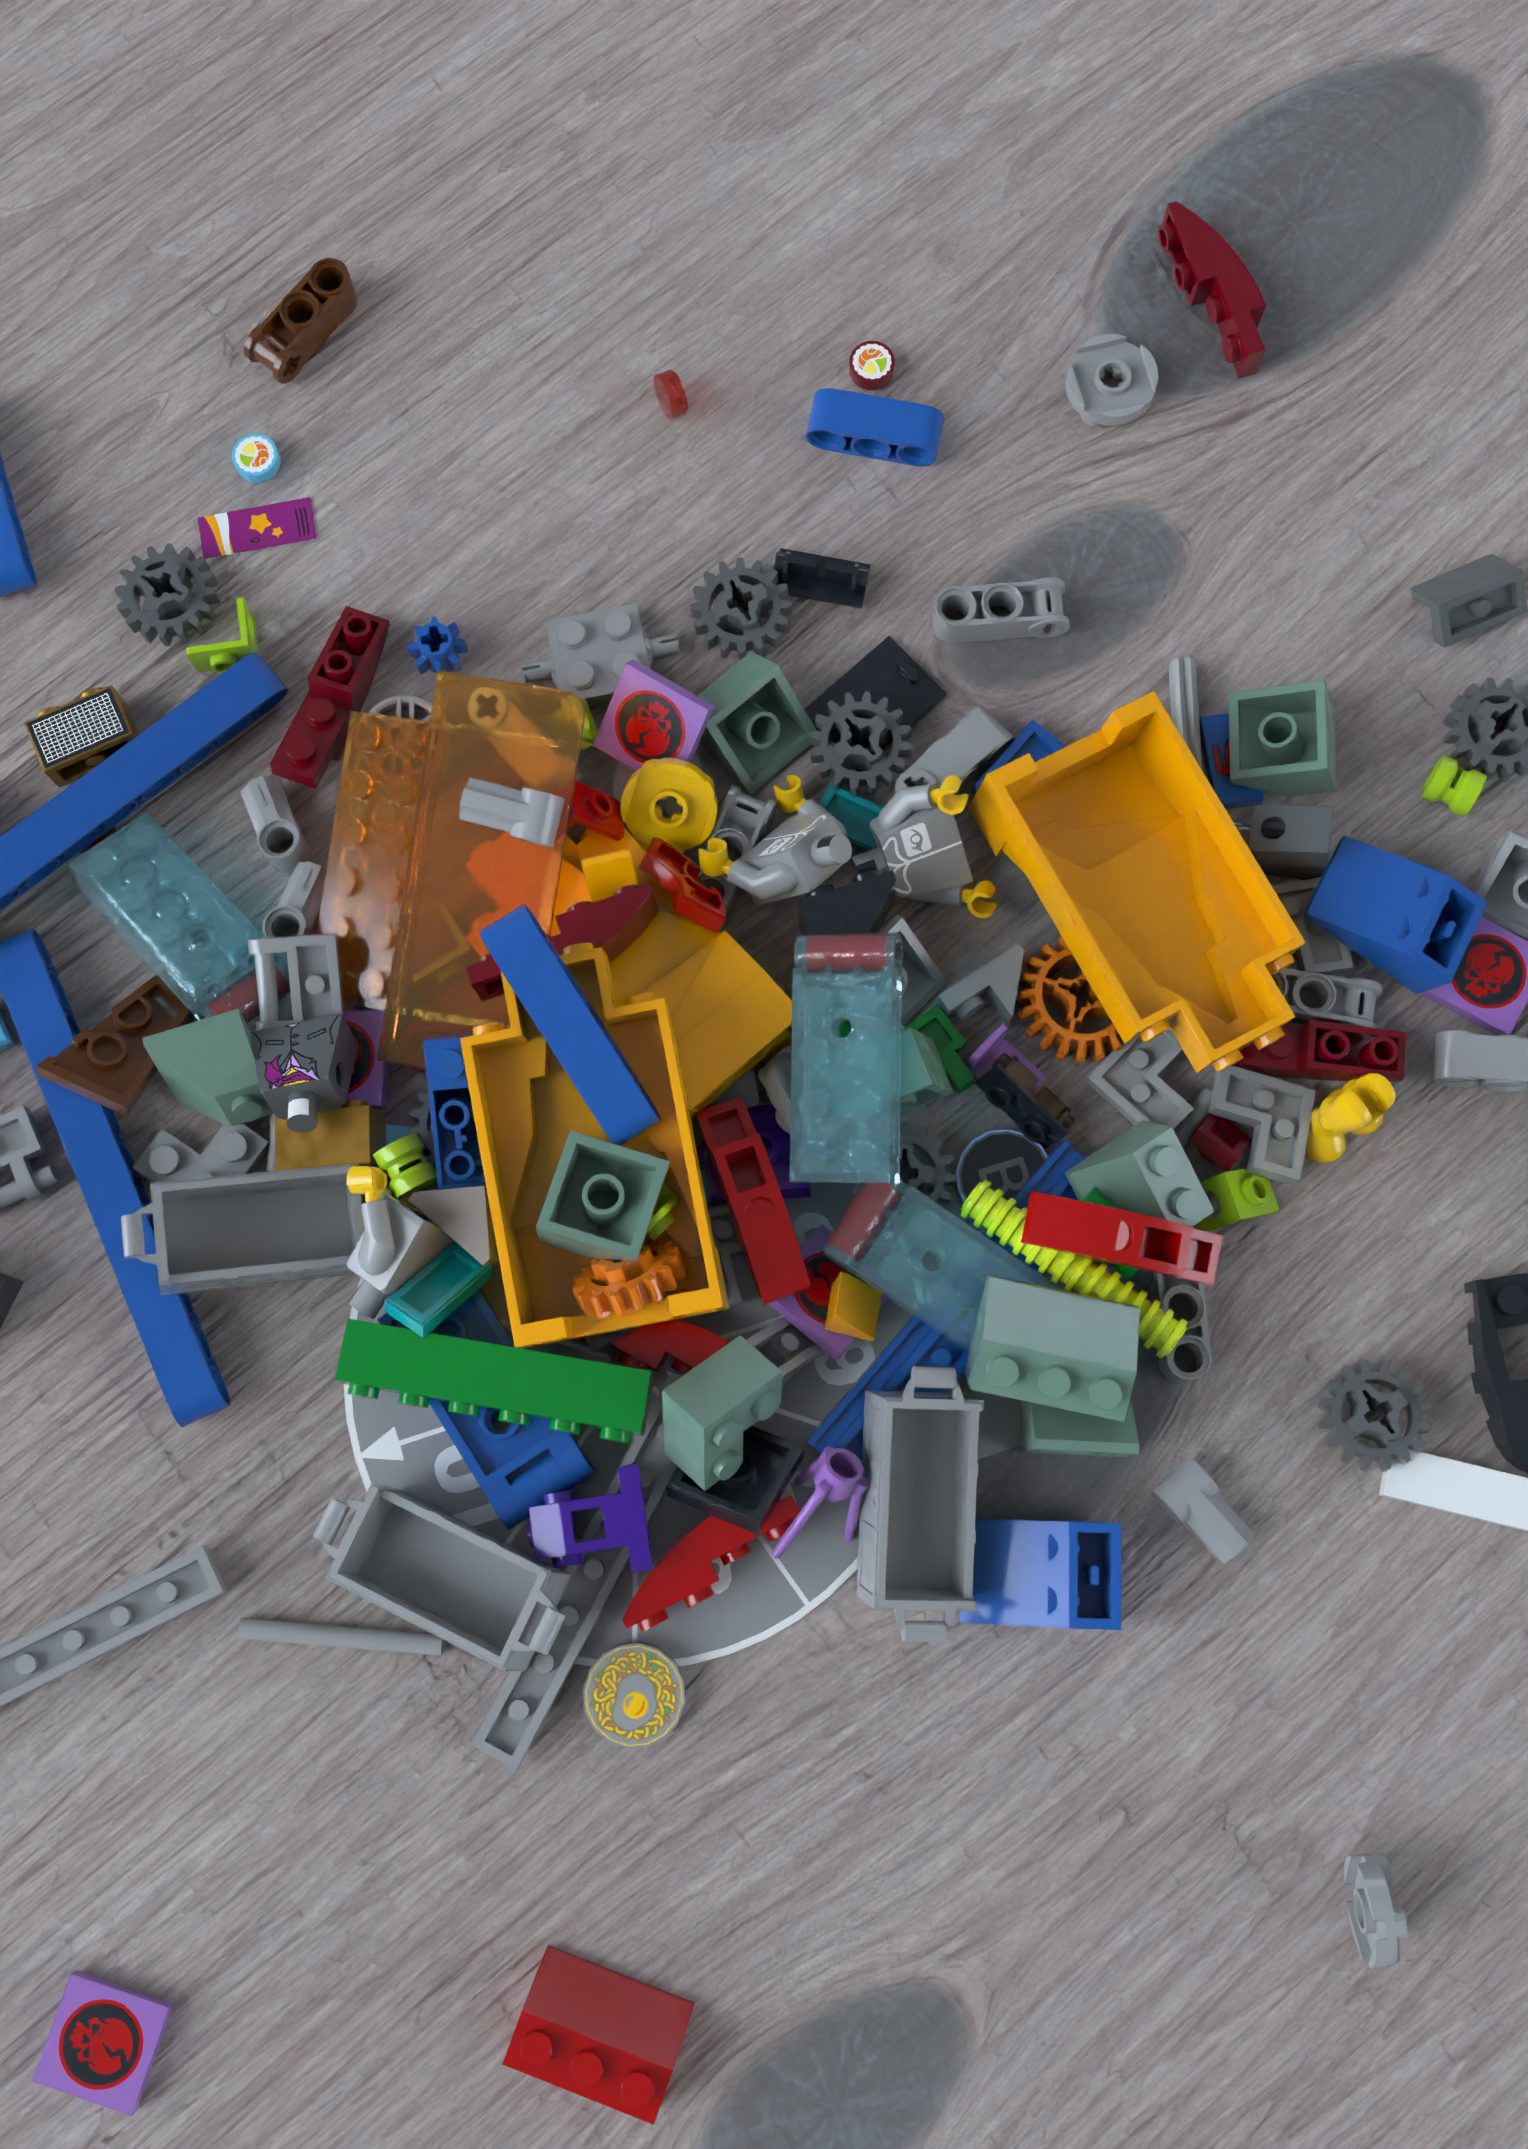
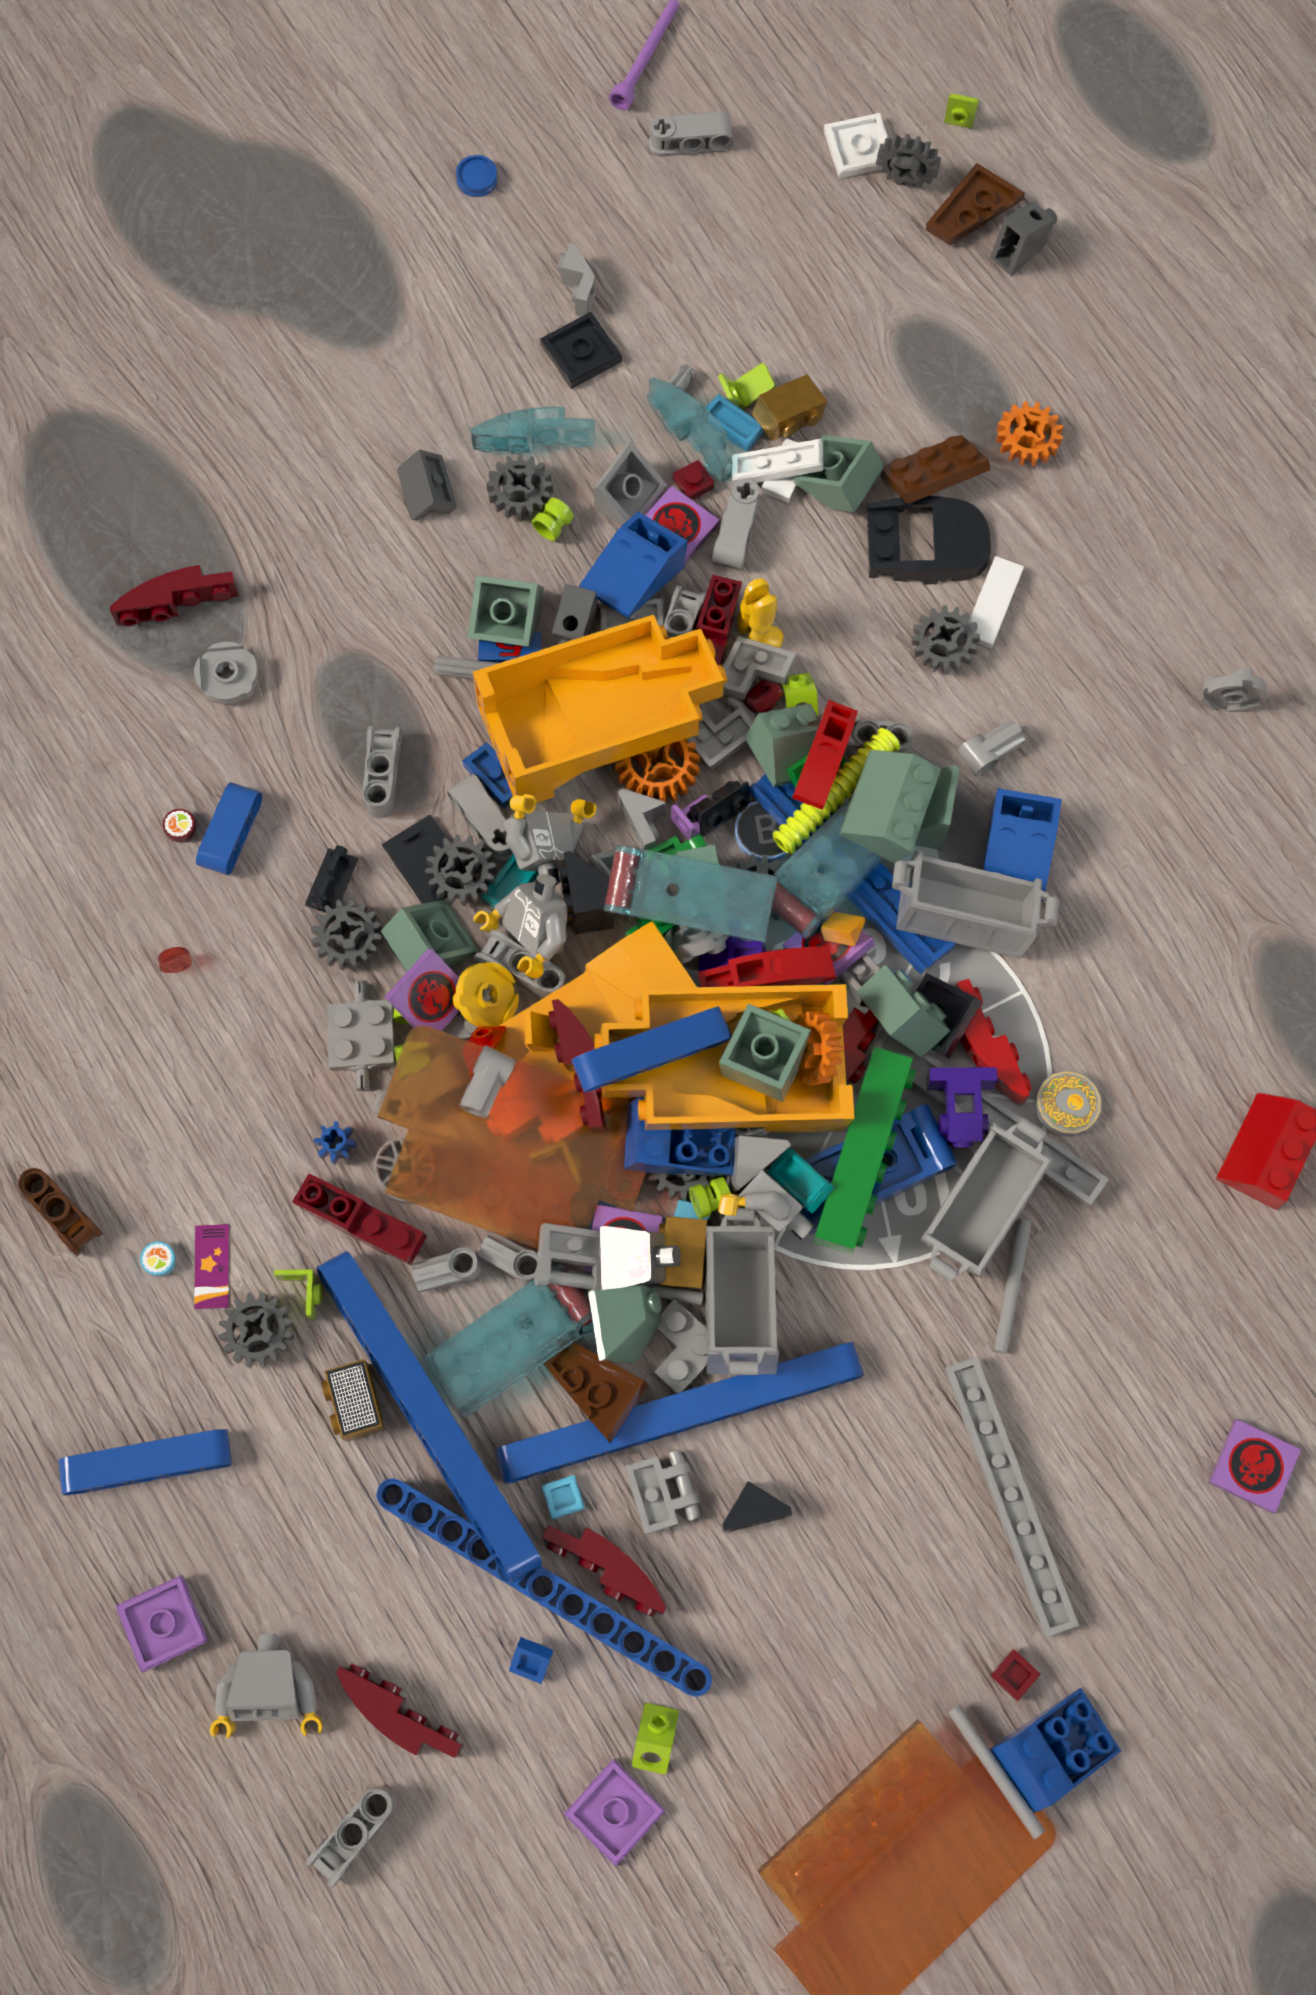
camera: 85 degrees left, 5 degrees down
(679, 878) = (535, 994): red tile -> none
(835, 1476) = (951, 949): medium lavender plant -> none

